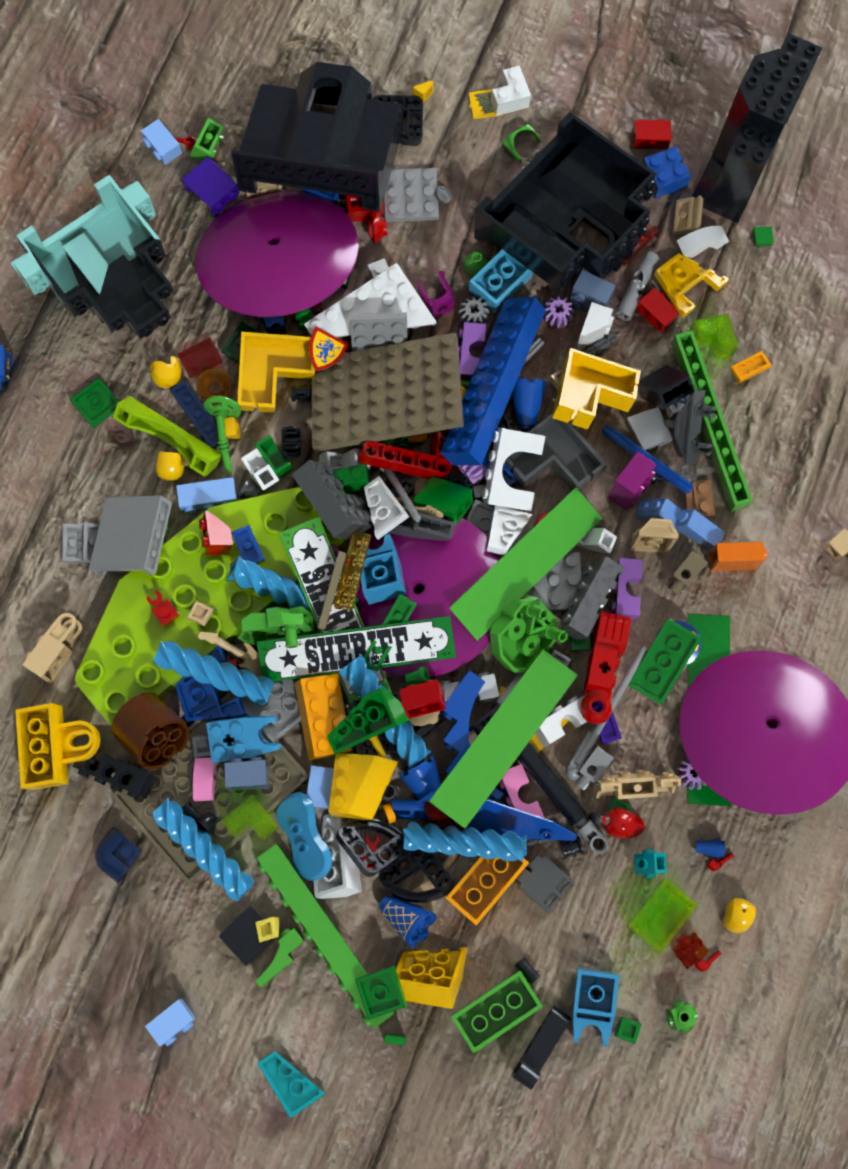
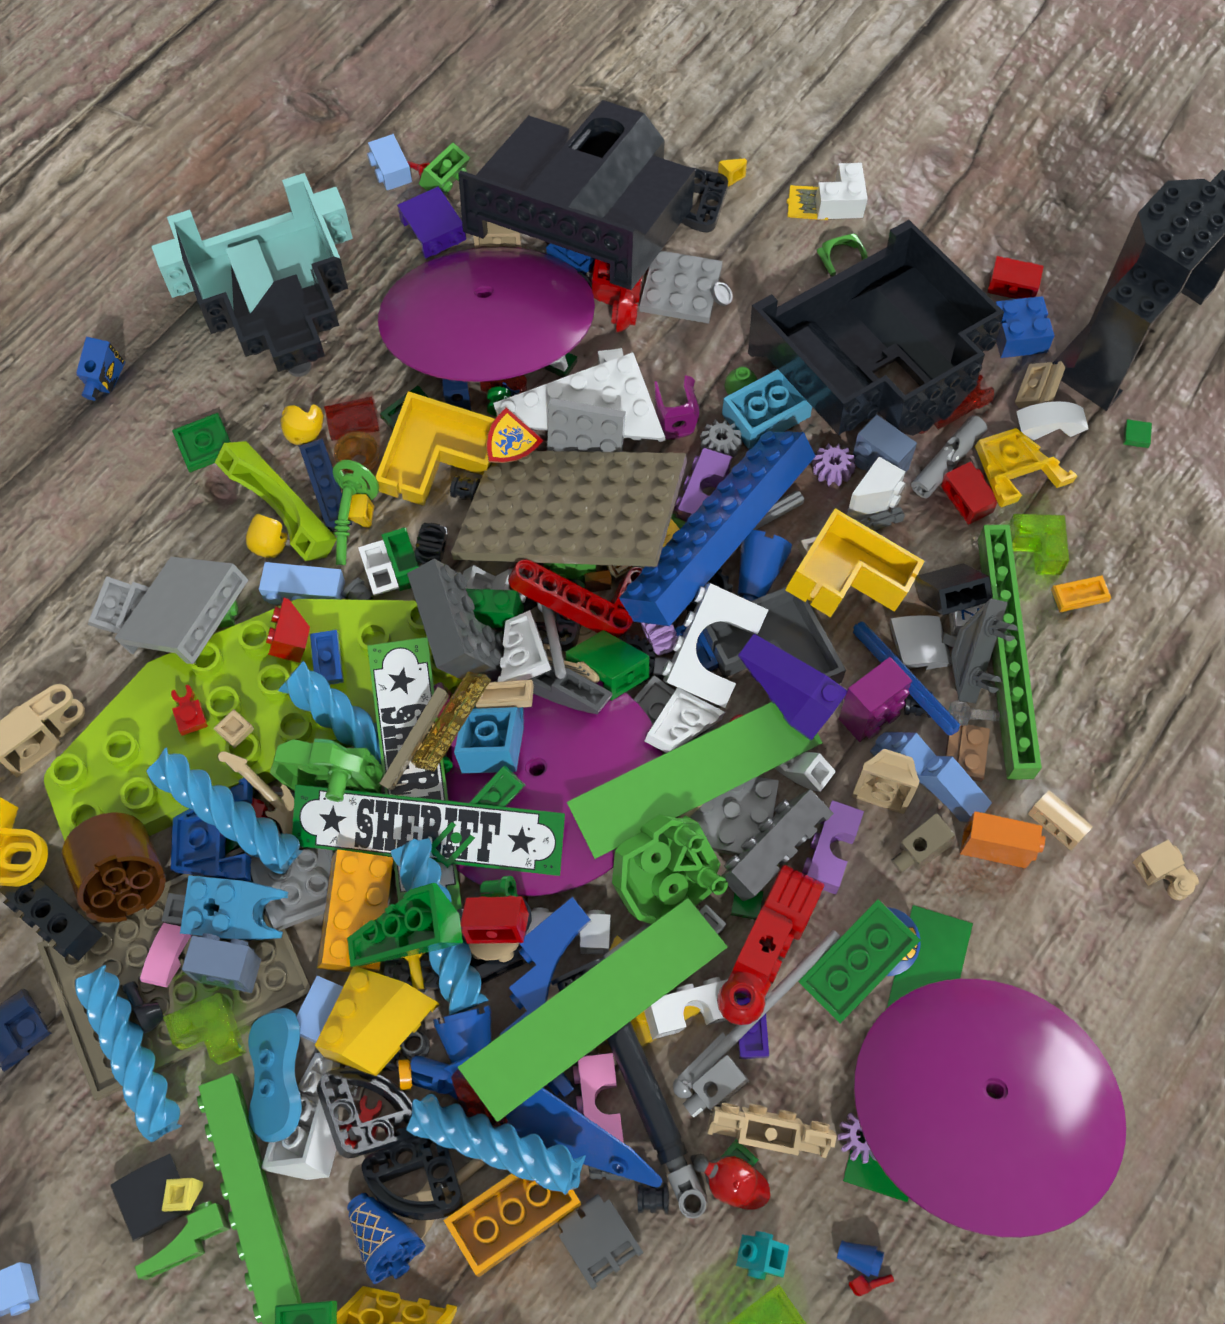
camera: 20 degrees right, 10 degrees down
(385, 543) = (507, 694): none -> tan tile
(578, 487) = (797, 689): none -> dark purple wedge
(771, 531) = (1060, 820): none -> tan brick

